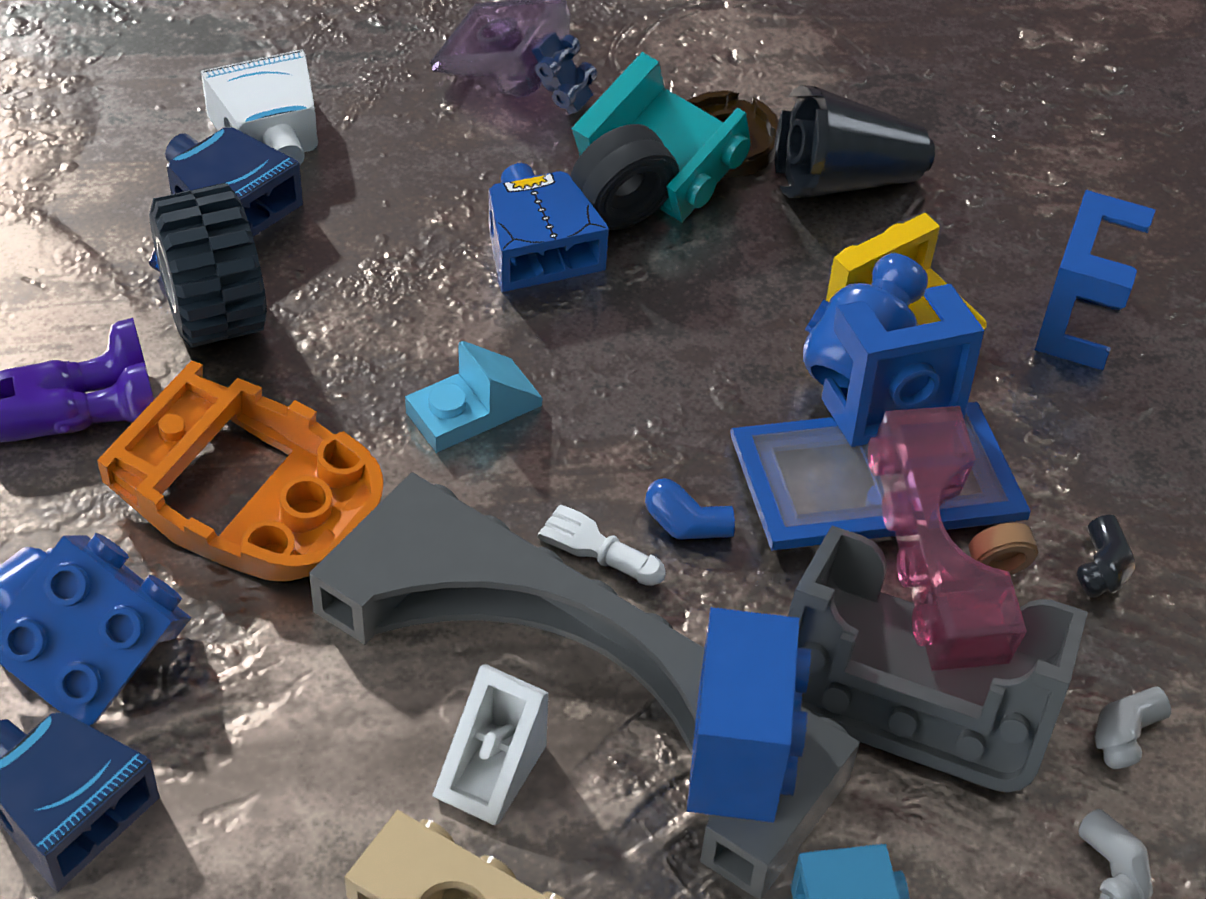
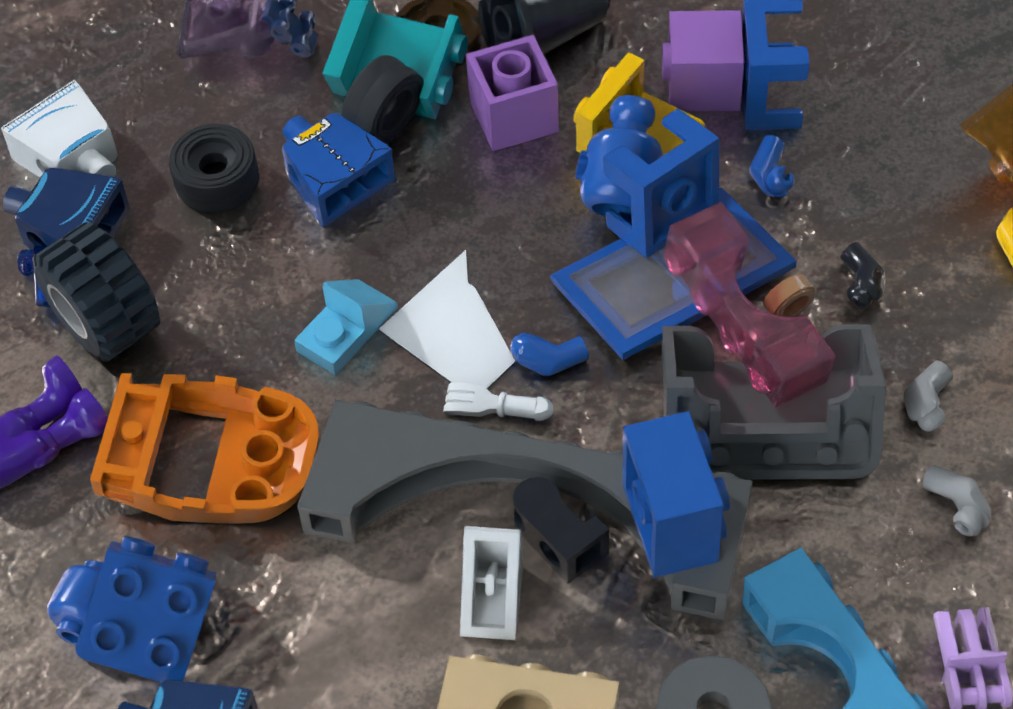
camera: 15 degrees left, 5 degrees up
(412, 214) = (215, 191): none -> black tyre
(592, 450) = (452, 329): none -> white sticker
(599, 717) = (556, 531): none -> black leg
(776, 217) = (513, 92): none -> medium lavender head
(1014, 254) = (704, 60): none -> medium lavender head
(1040, 401) = (766, 171): none -> blue arm

